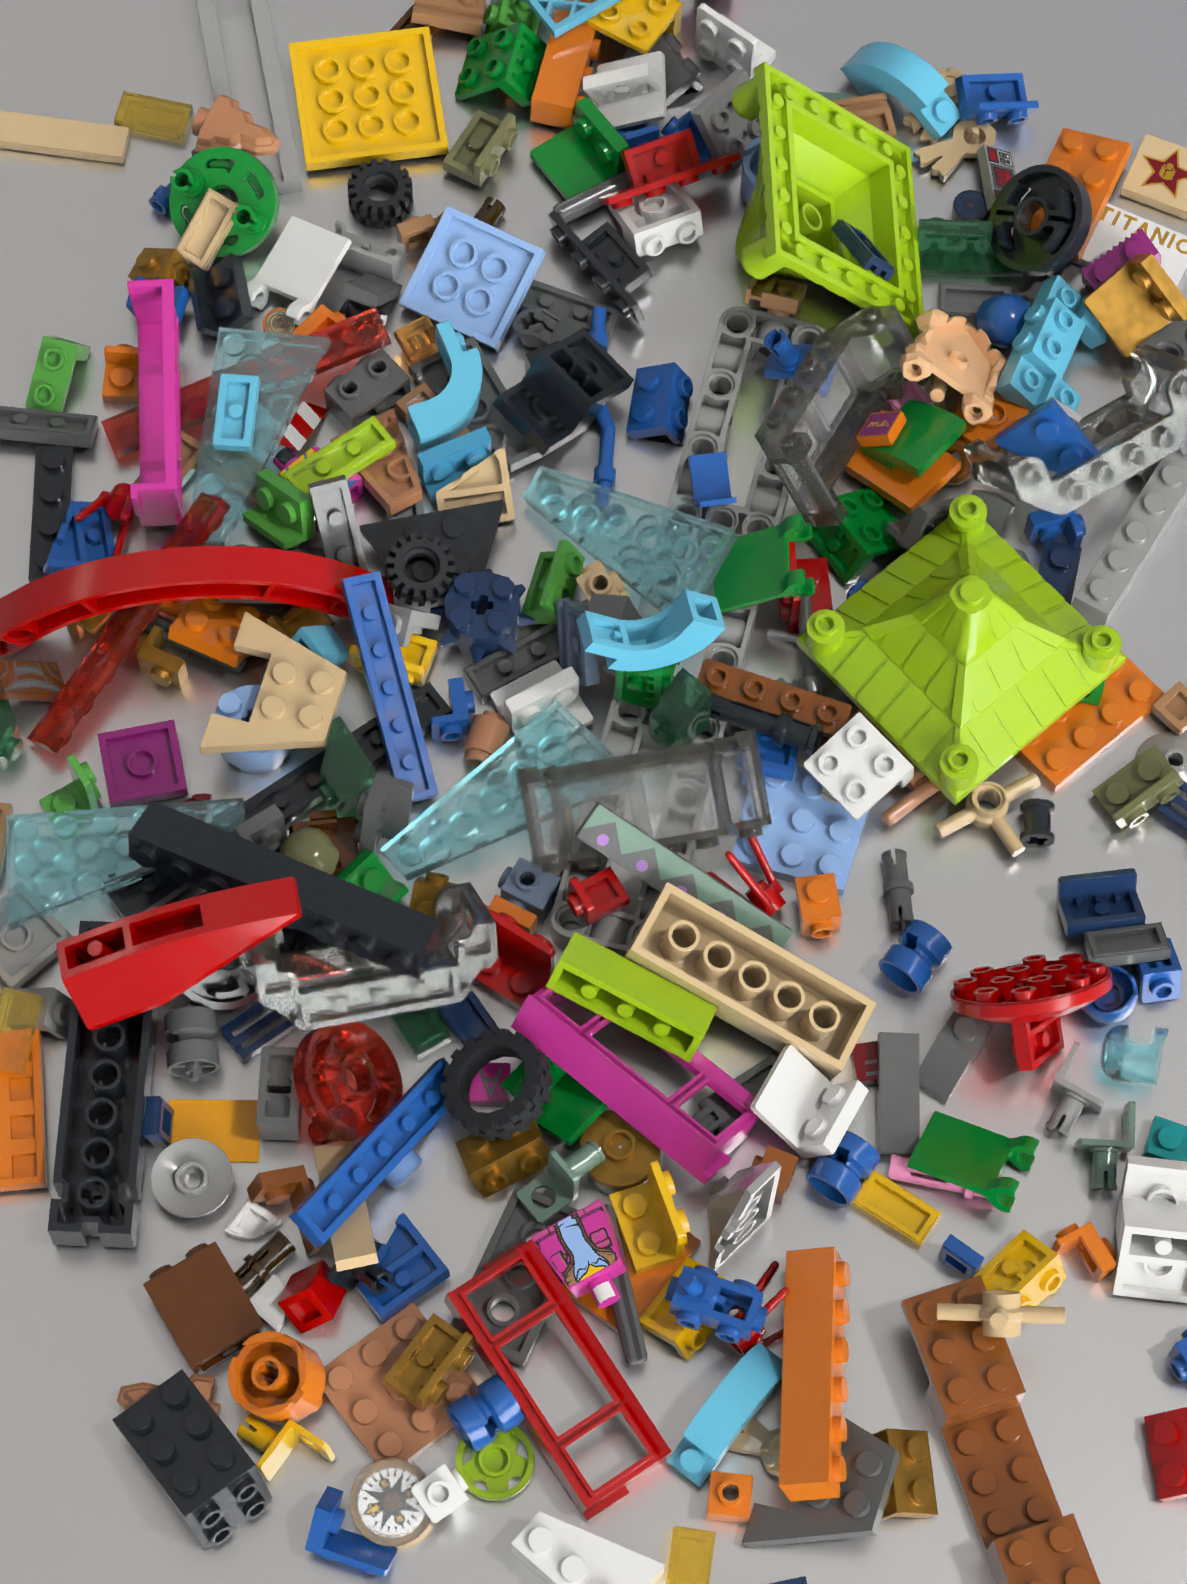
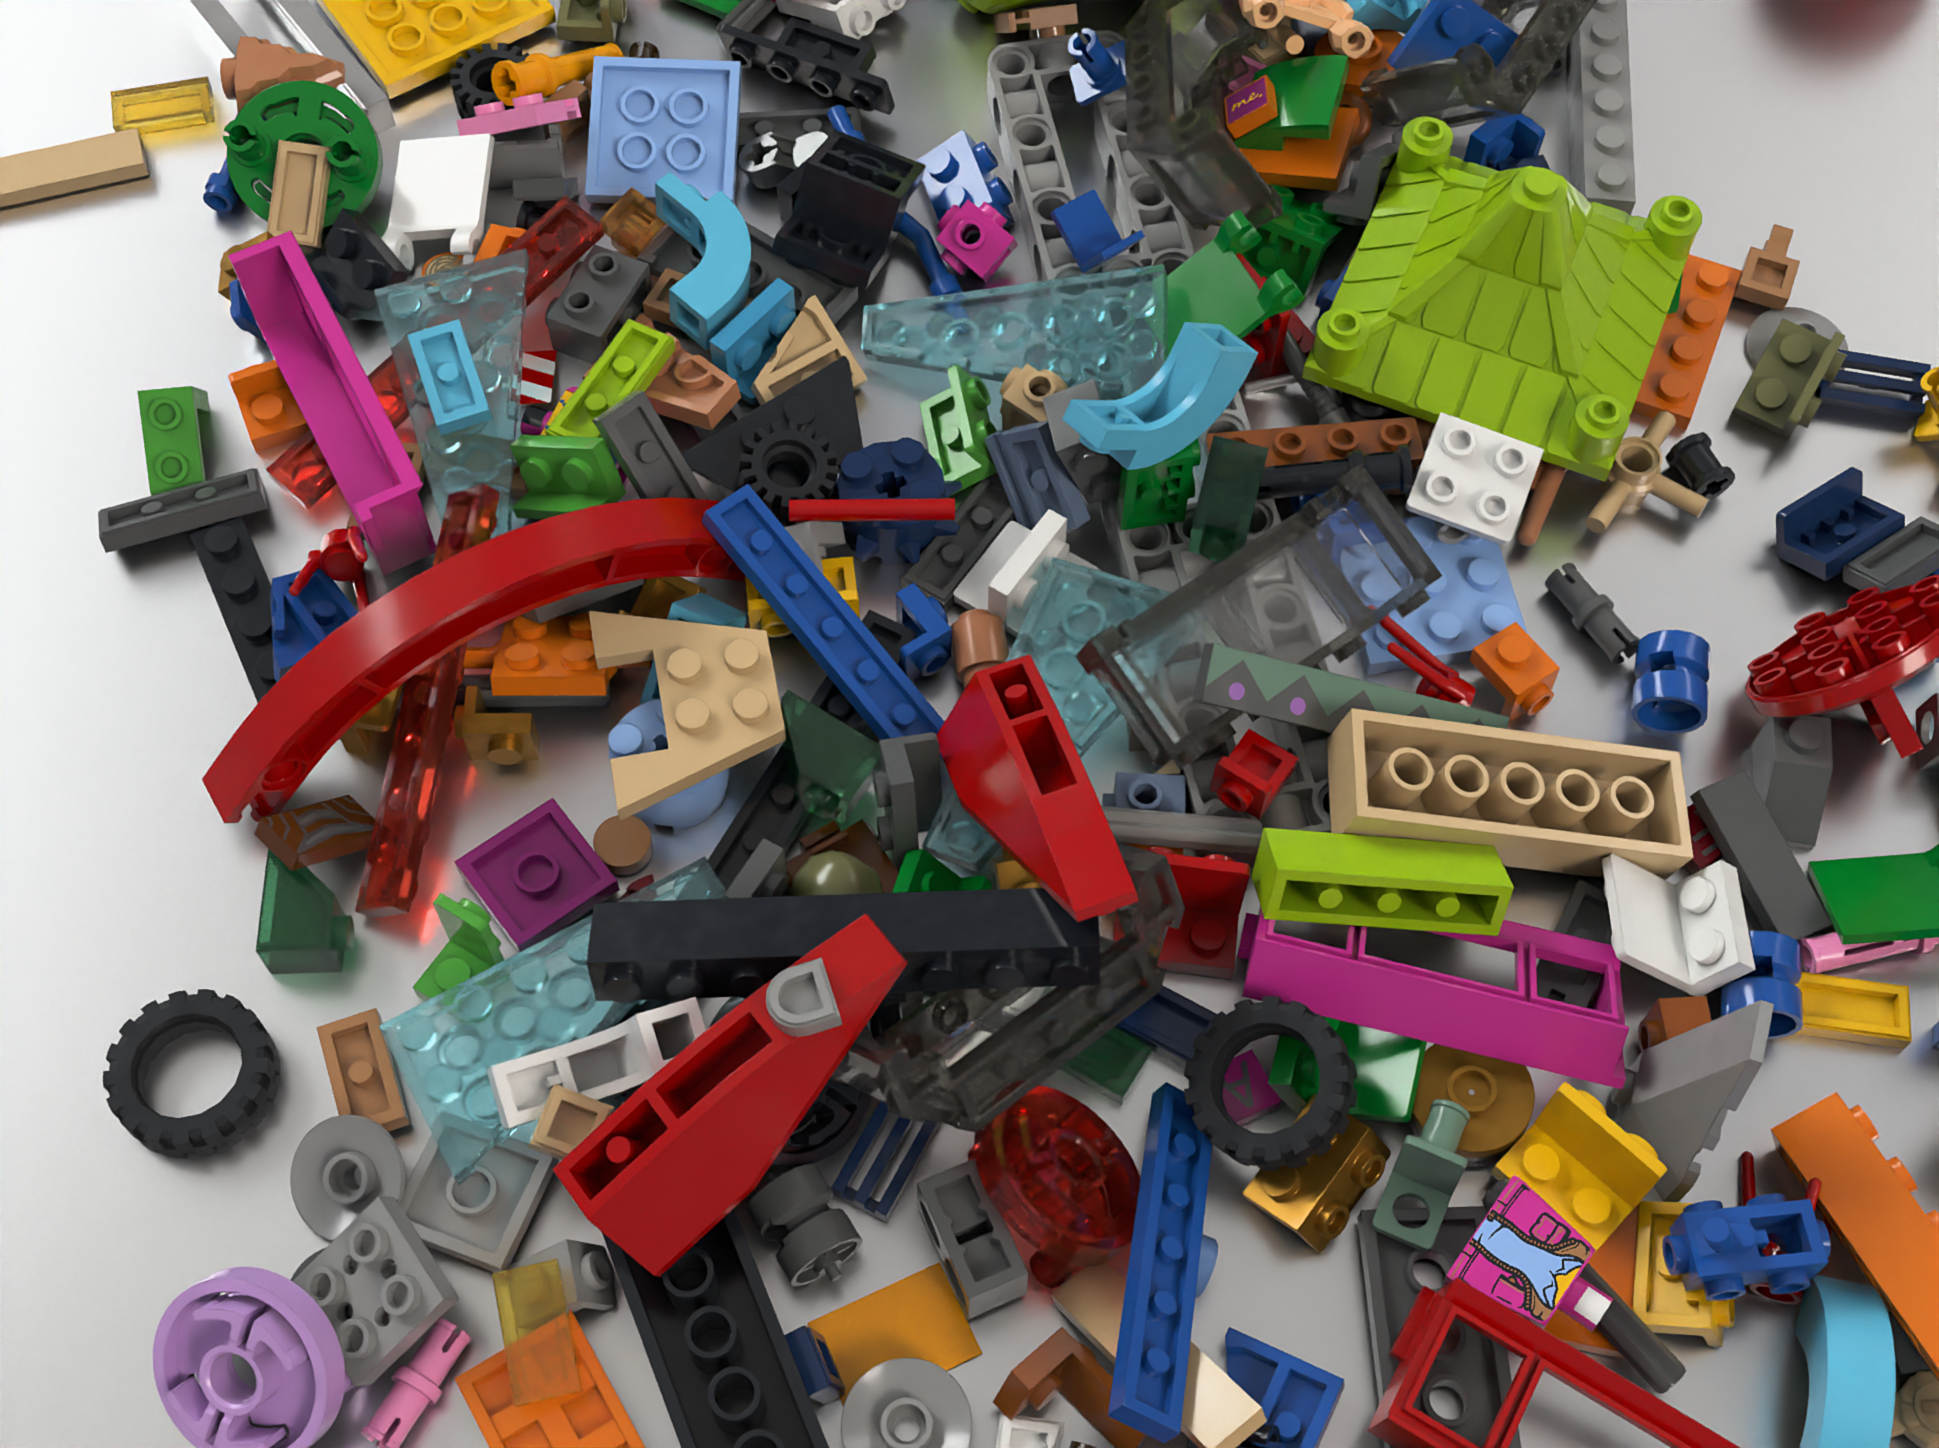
camera: 25 degrees left, 5 degrees down
(79, 919) = (566, 1121): none -> tan tile
(108, 894) = (597, 1064): none -> white arch
(203, 769) = (623, 844): none -> medium nougat tile
(230, 910) = (802, 1000): none -> light grey tile
(374, 232) = (527, 113): none -> bright pink plate
(410, 203) = (545, 73): none -> light orange pin
(444, 842) = (1031, 790): none -> red wedge
(456, 618) = (871, 509): none -> red bar
(529, 907) = (1184, 830): none -> light grey axle
(637, 449) = (988, 252): none -> dark pink brick

